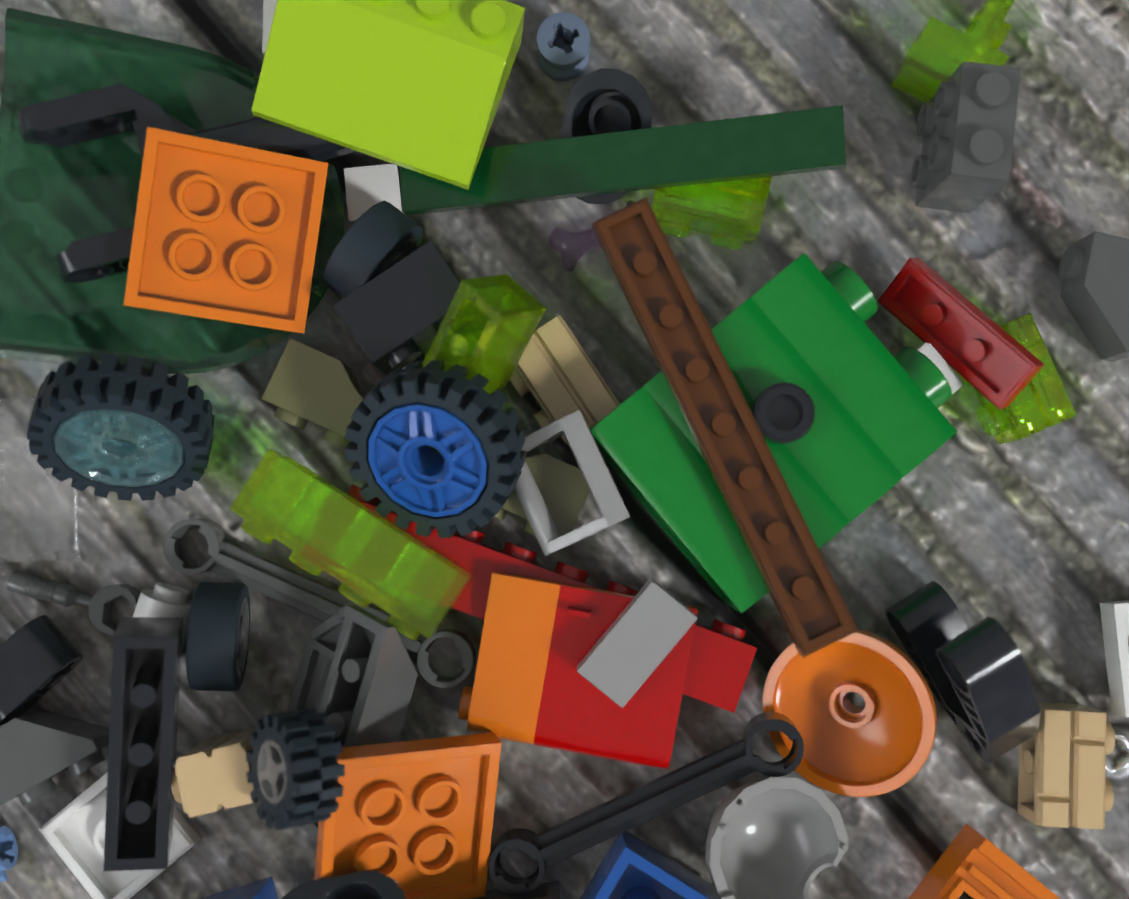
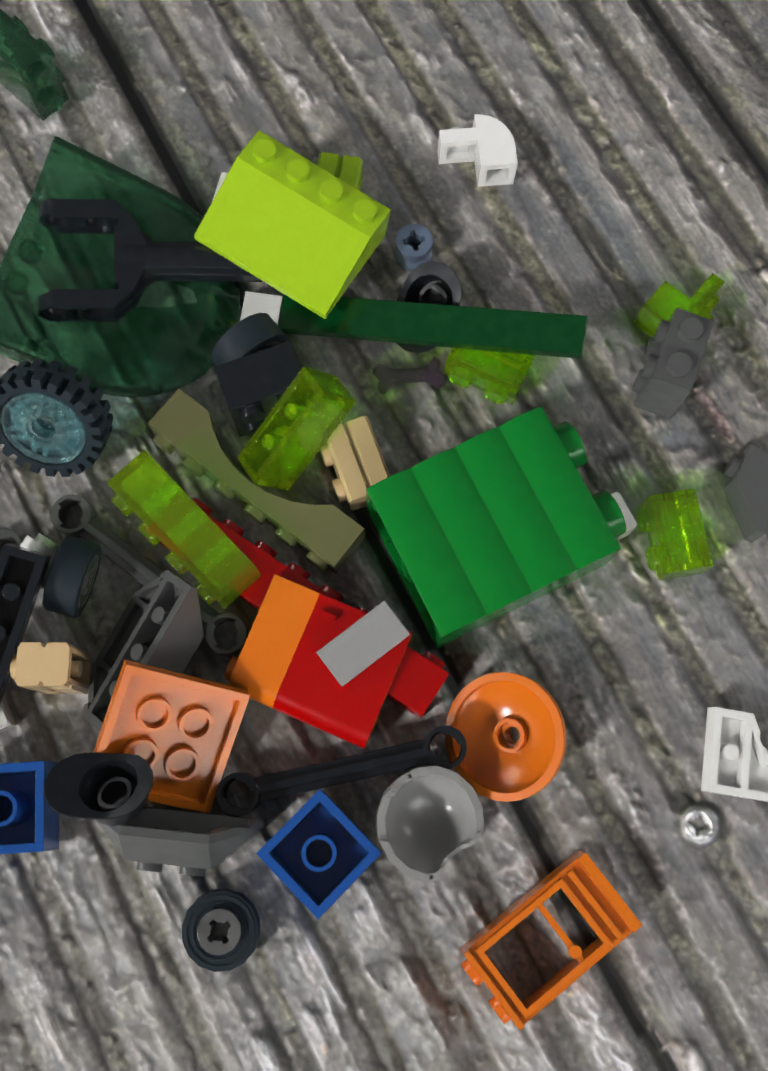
camera: 10 degrees right, 10 degrees down
(225, 232) = (155, 307): orange plate -> none
(295, 768) = (101, 664): black wheel -> none
(458, 418) = (284, 472): wheel -> none
(594, 472) = (354, 487): light grey tile -> none
(724, 428) = (459, 510): reddish brown tile -> none
(783, 413) = (501, 505): black tile -> none
(960, 333) = (642, 490): red tile -> none
(970, 671) = (599, 728): black connector -> none
(1065, 768) = (658, 817): tan brick -> none

